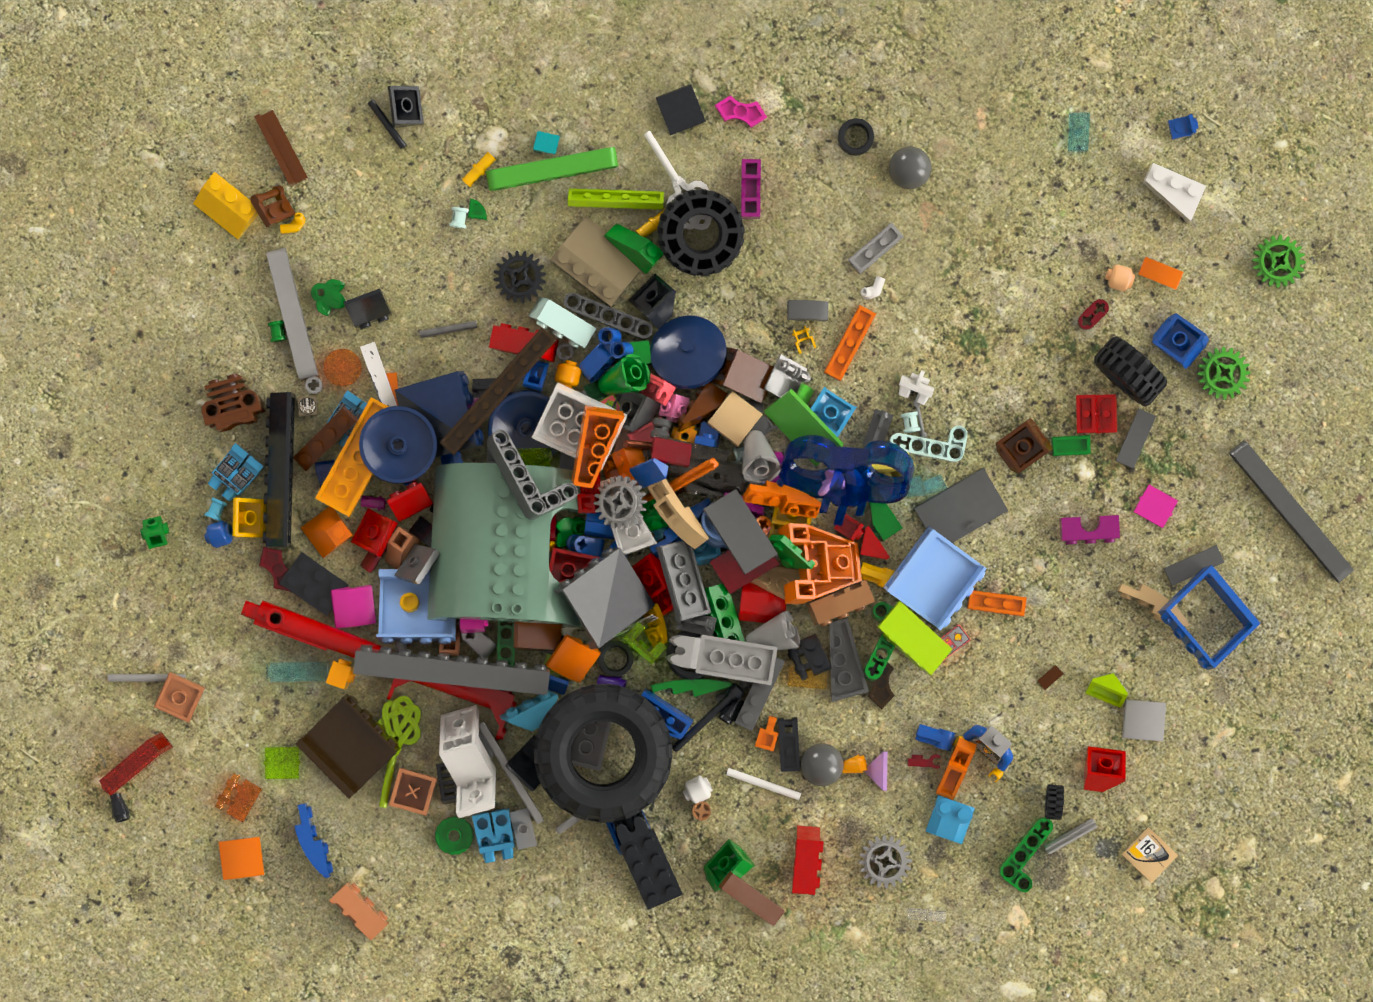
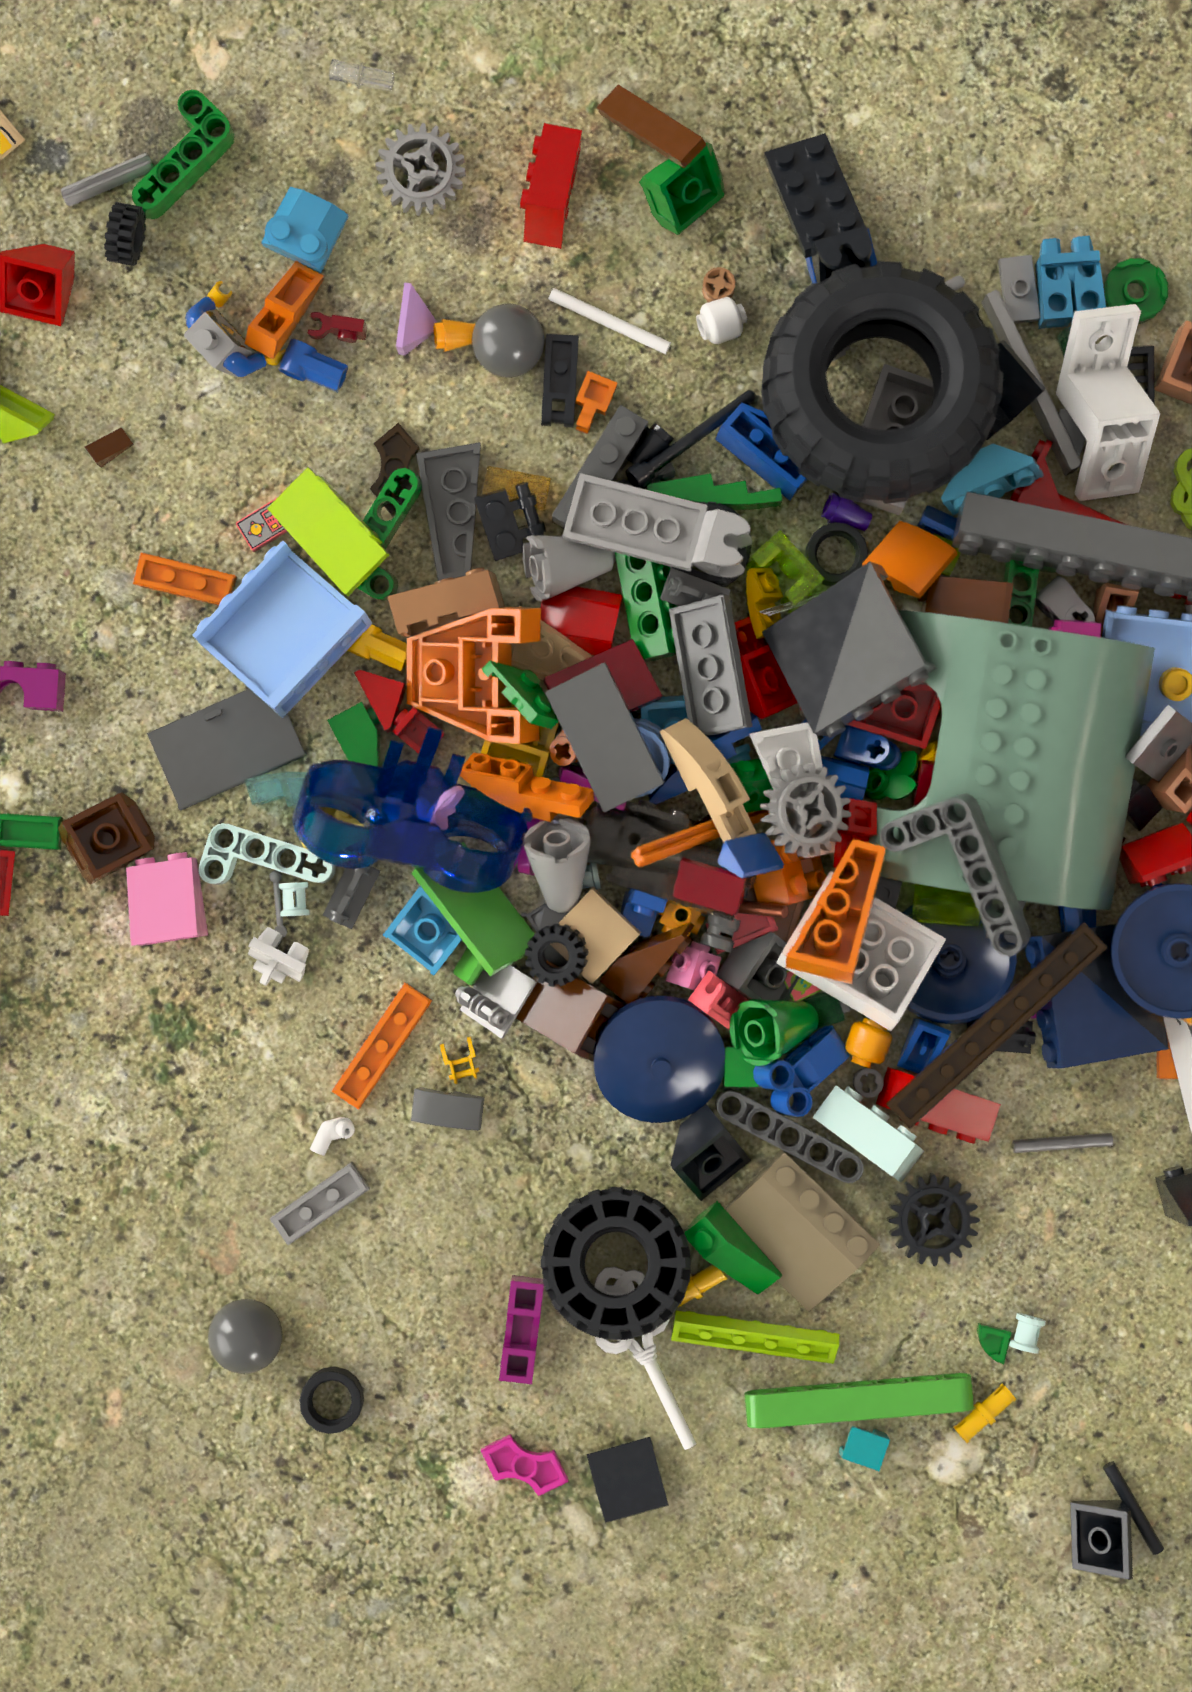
camera: 170 degrees left, 0 degrees up
(749, 415) = (538, 963): none -> black tyre
(984, 413) = (165, 900): none -> bright pink slope

